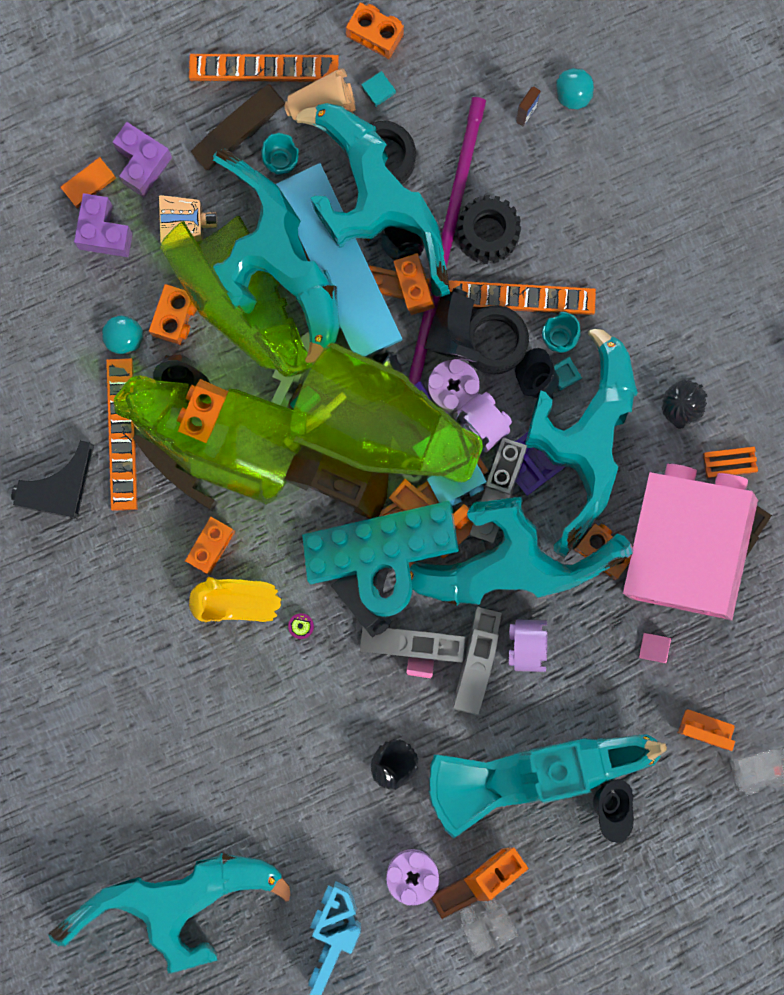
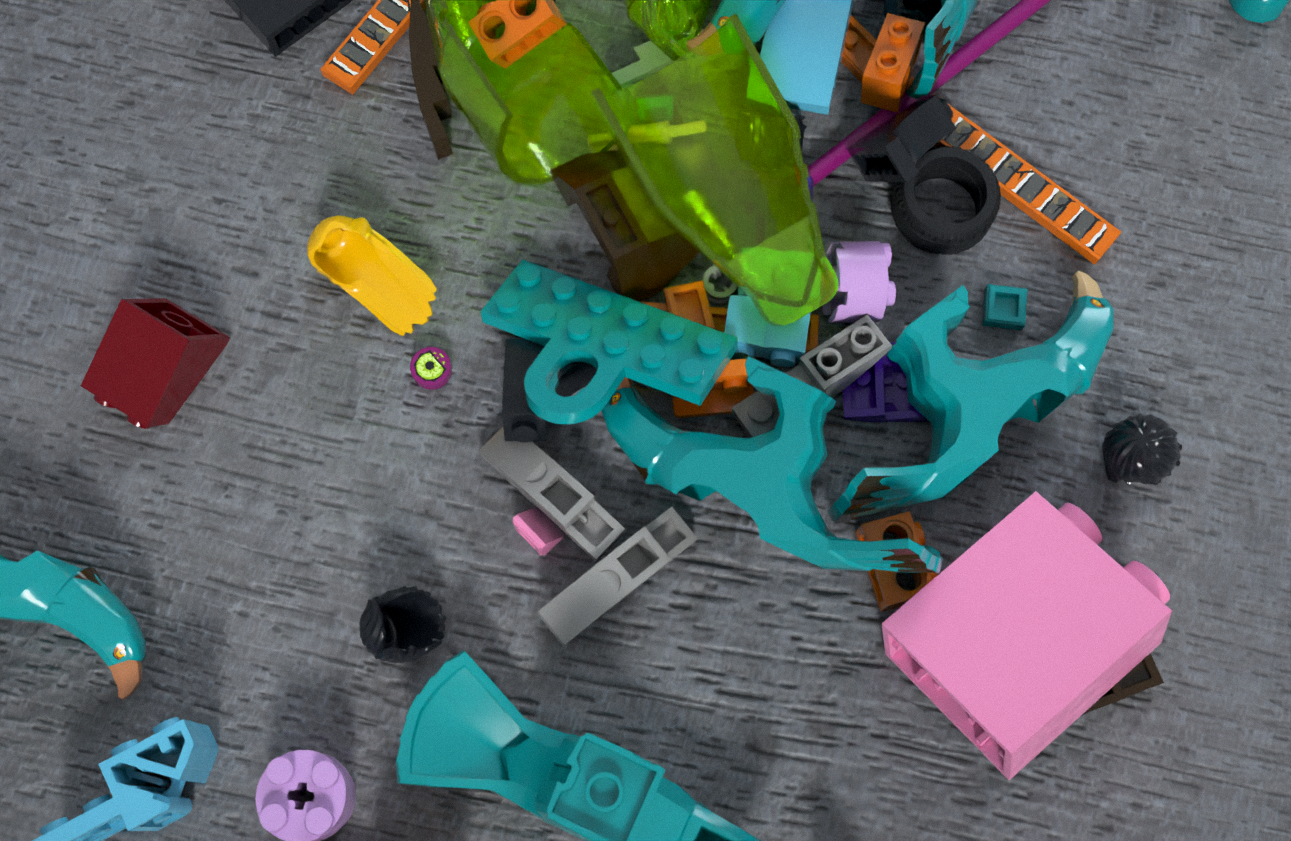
camera: 35 degrees right, 10 degrees down
(160, 730) = (152, 360): none -> dark red slope
(210, 545) = (399, 189): orange brick -> none
(453, 372) = (856, 198): lavender brick -> none
(494, 210) = (1045, 45): black tyre -> none
(529, 645) = (701, 604): lavender brick -> none
(537, 373) = (974, 269): black piece -> none
(561, 332) = (1039, 251): teal hair -> none
(654, 648) = (870, 741): bright pink slope -> none
(751, 459) = (1187, 575): orange tile -> none

